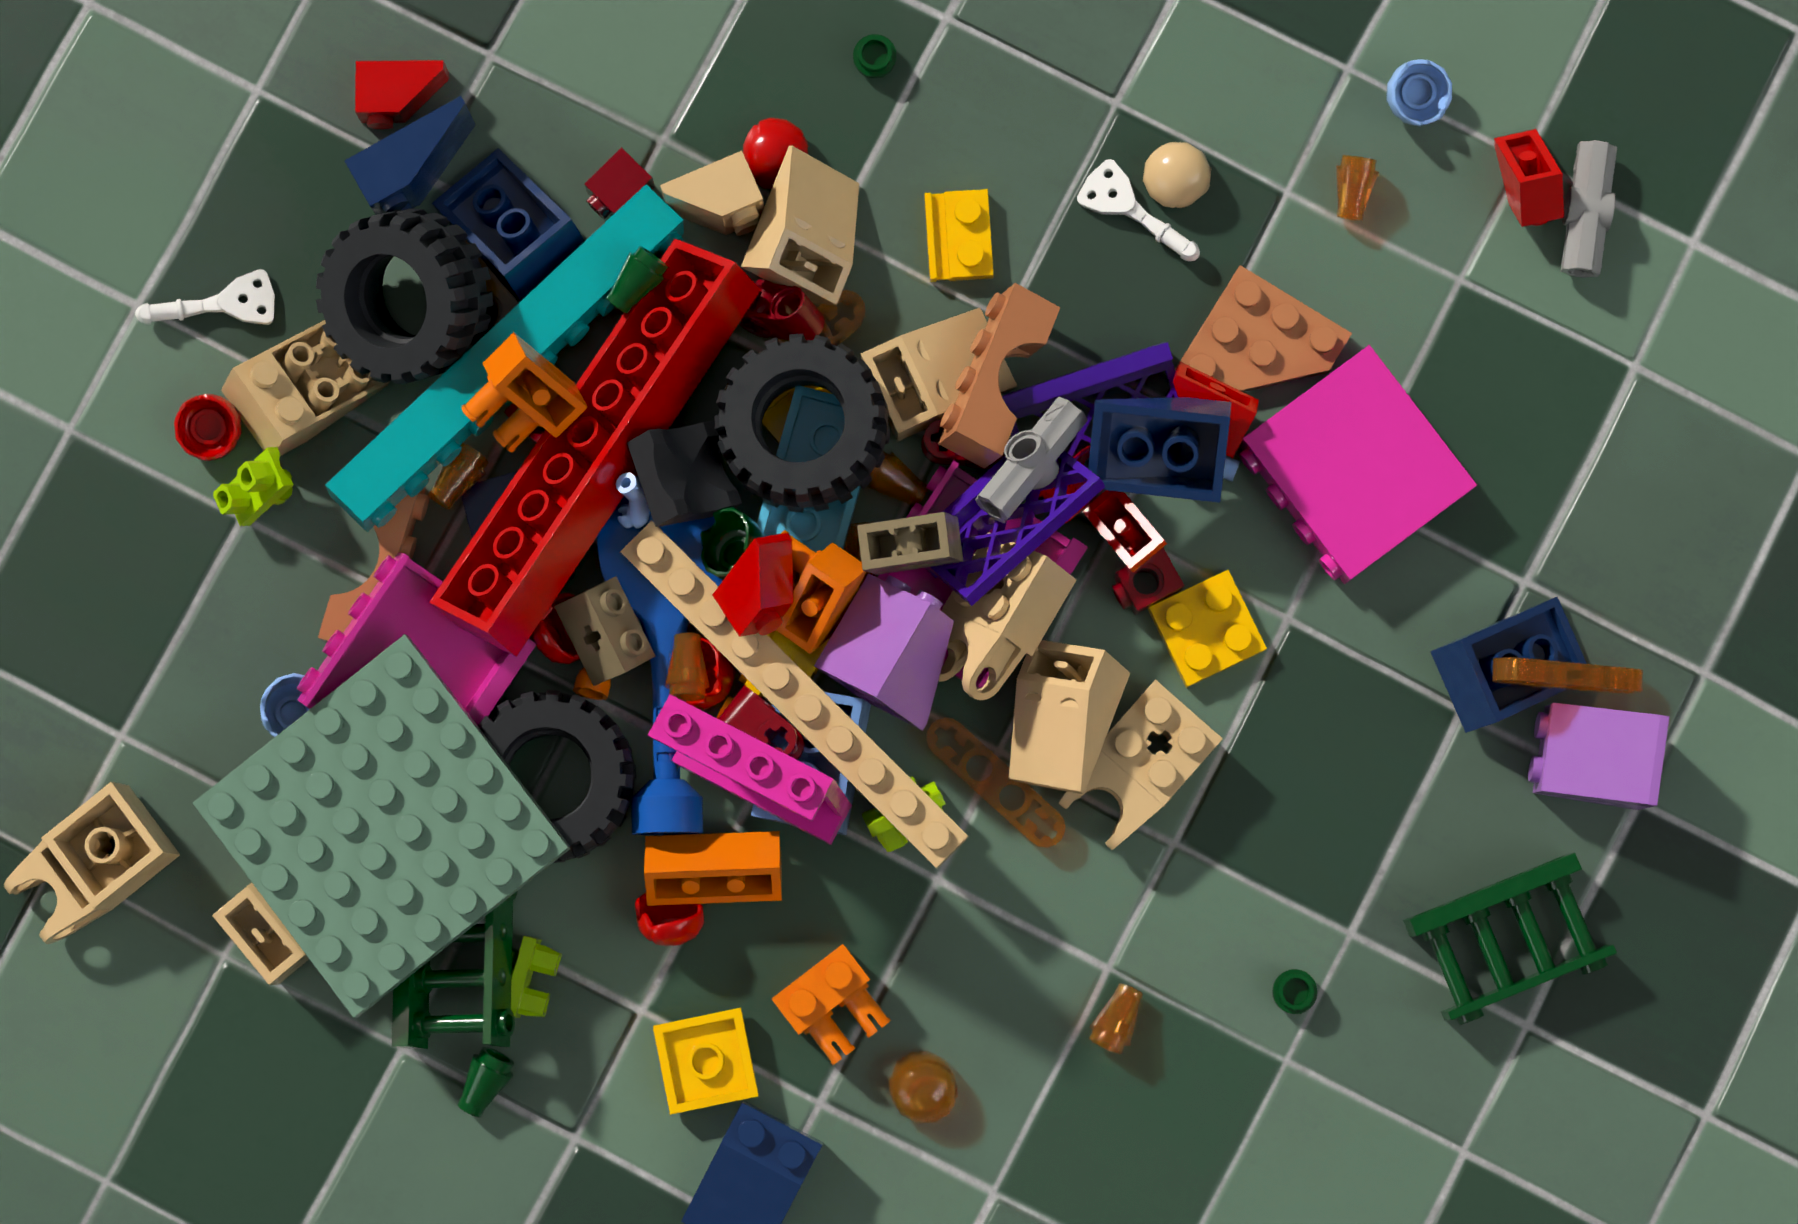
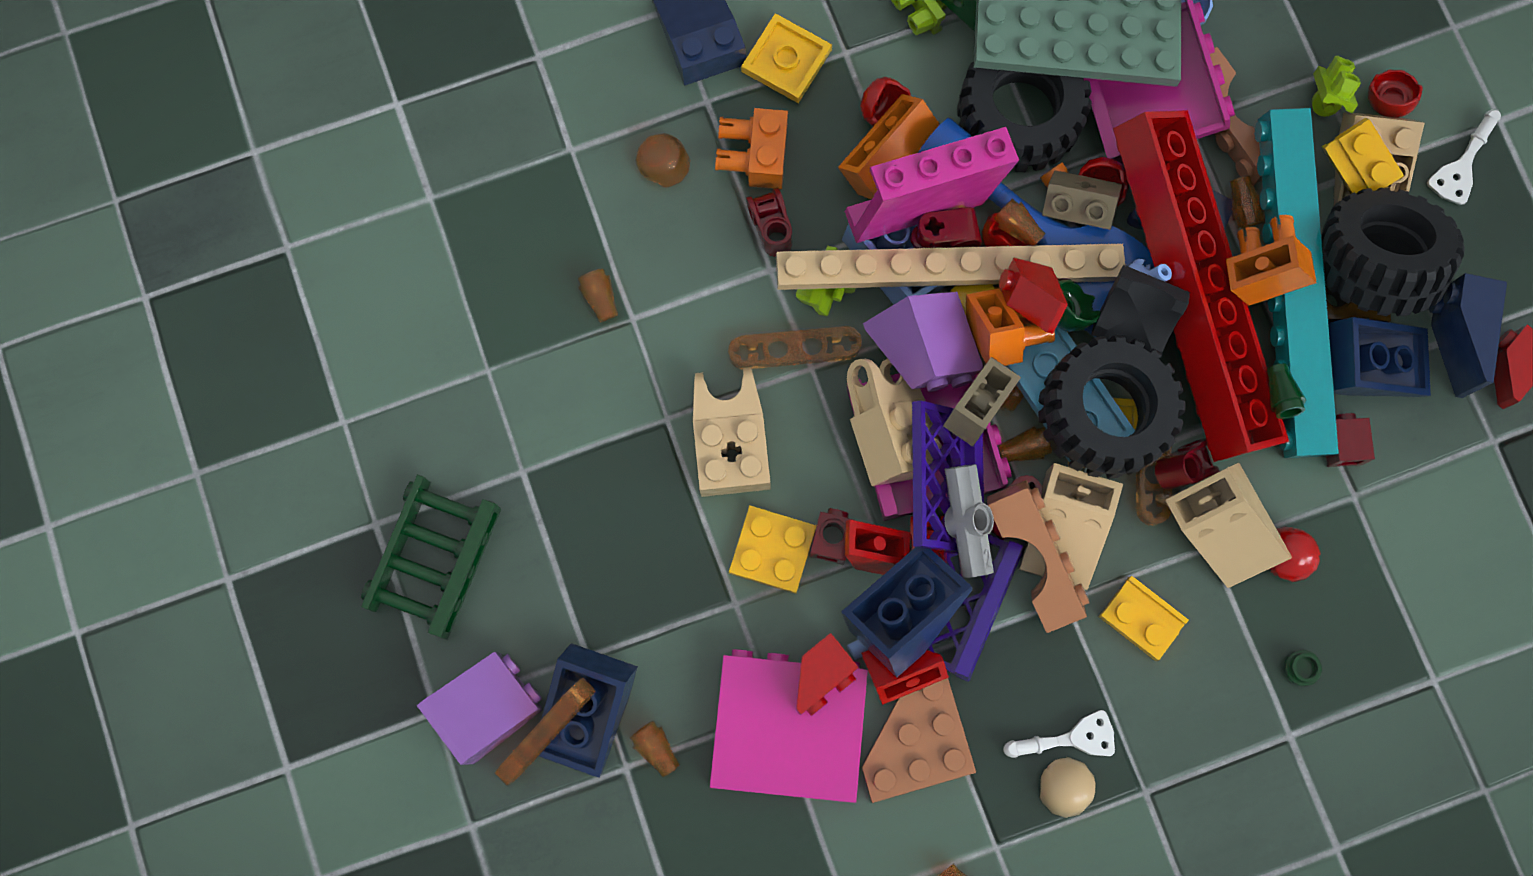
camera: 135 degrees right, 5 degrees down
(322, 396) = (1362, 158): none -> yellow plate
(718, 196) = (1297, 492): tan slope -> none
(889, 923) = (770, 216): none -> dark red piece
(1063, 714) = (798, 411): tan slope -> none
(1287, 473) = (821, 670): none -> red slope
(1294, 991) = (520, 407): dark green plate -> none
(1485, 570) = (654, 748): none -> clear orange cone

